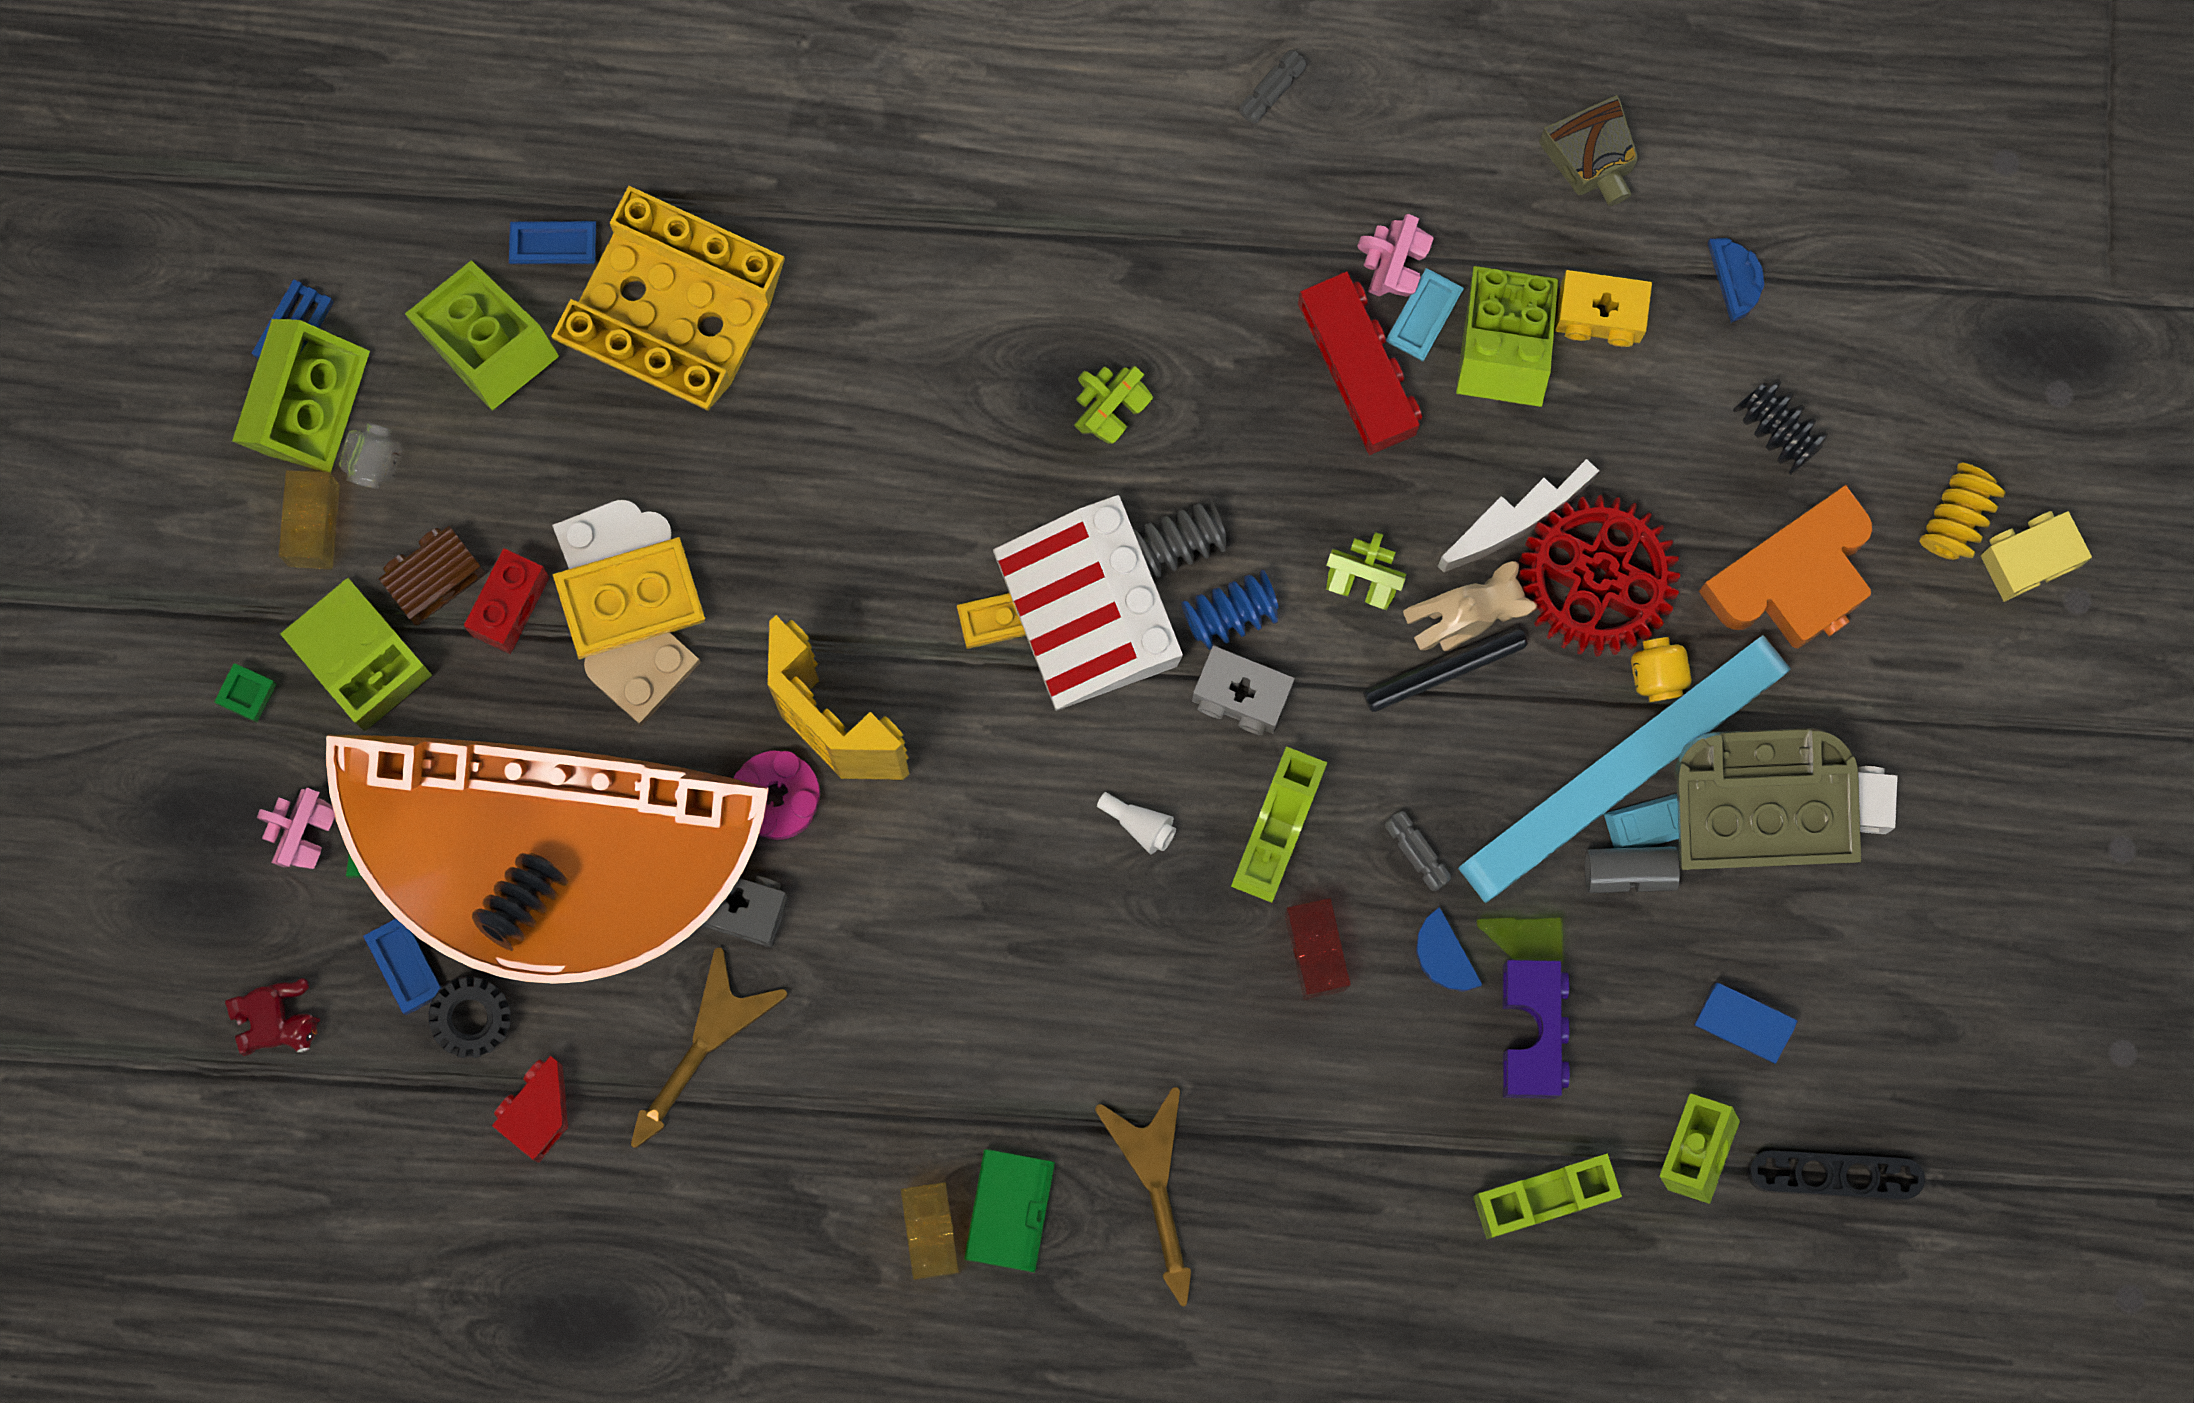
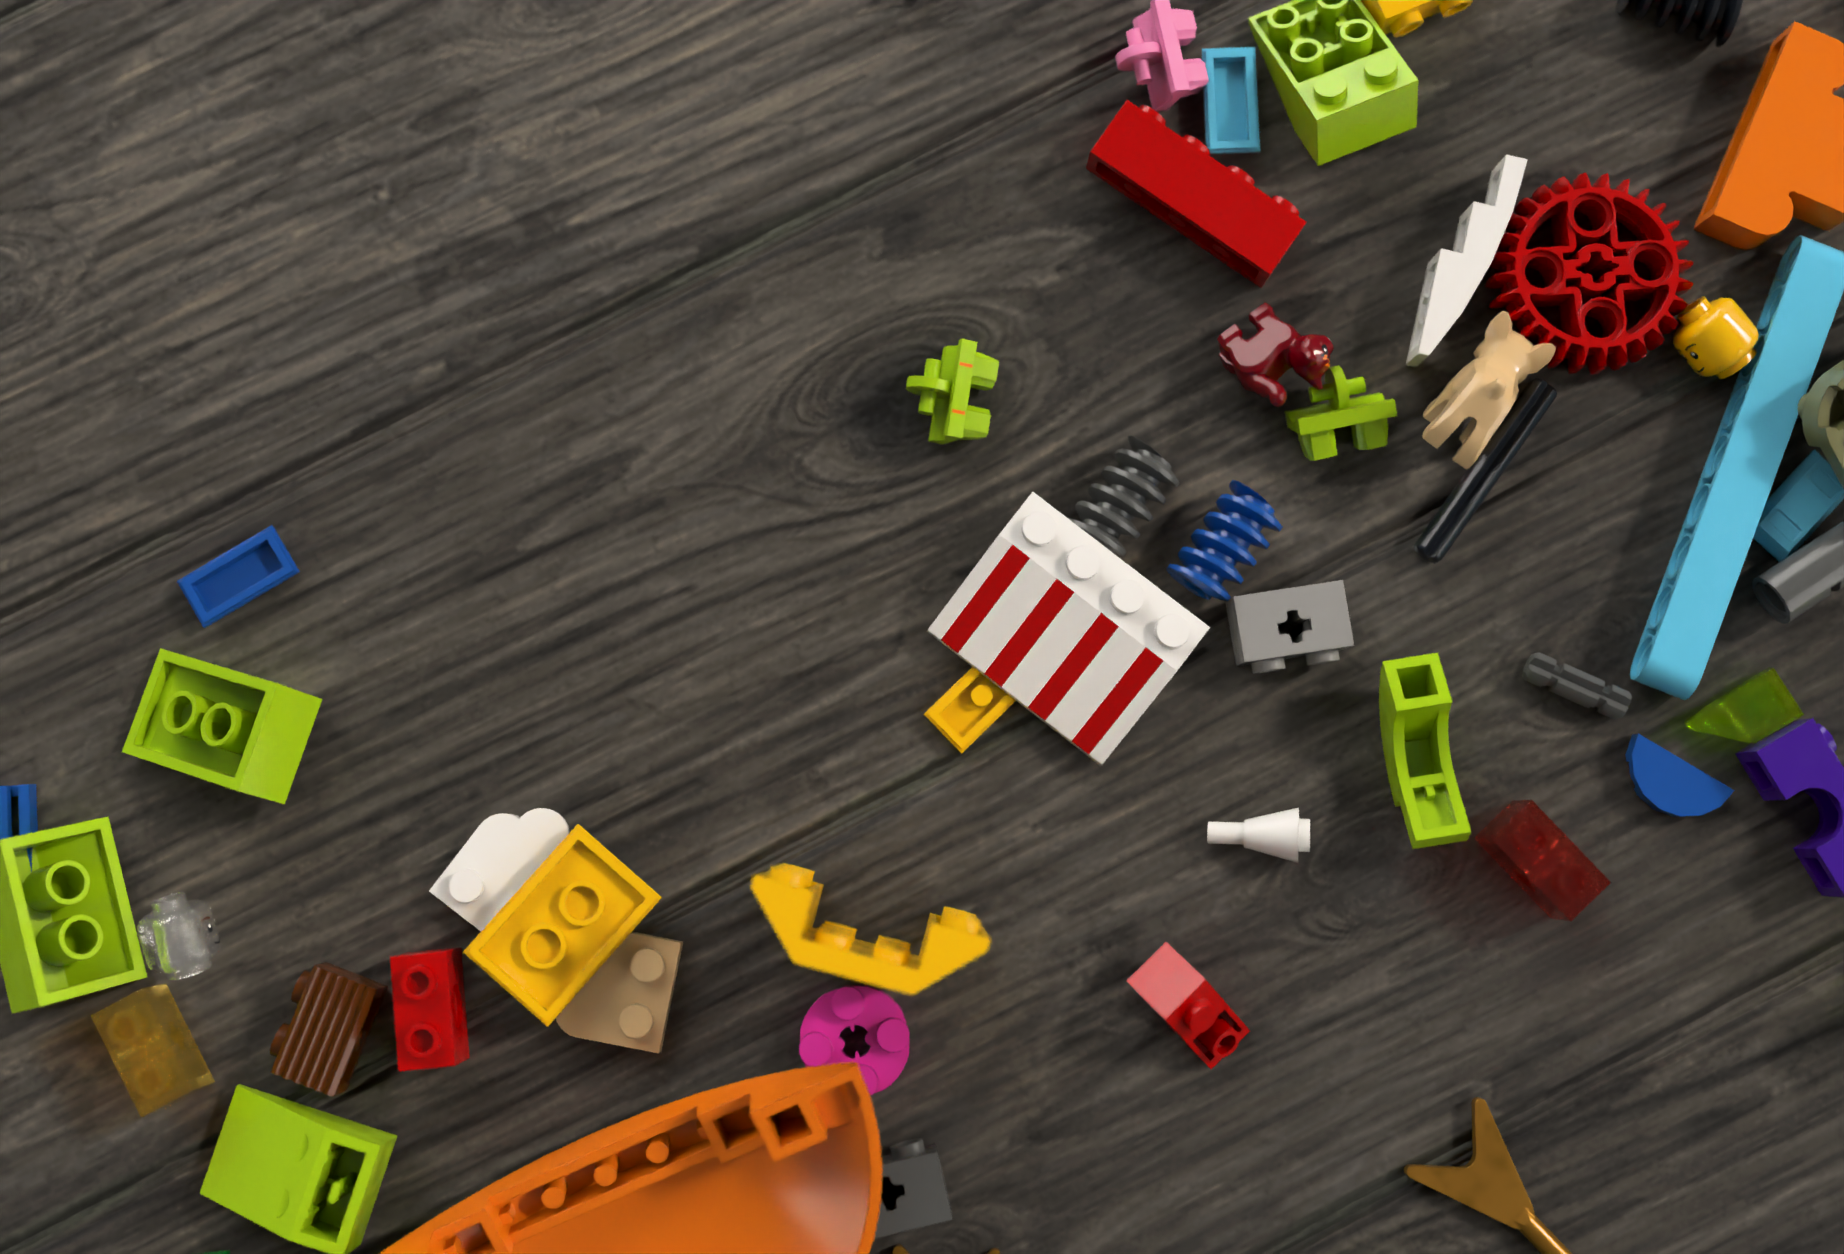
camera: 30 degrees left, 5 degrees up
(688, 275) = (411, 525): yellow slope -> none
(1015, 904) = (1189, 1005): none -> red slope
(1343, 499) = (1271, 353): none -> dark red animal

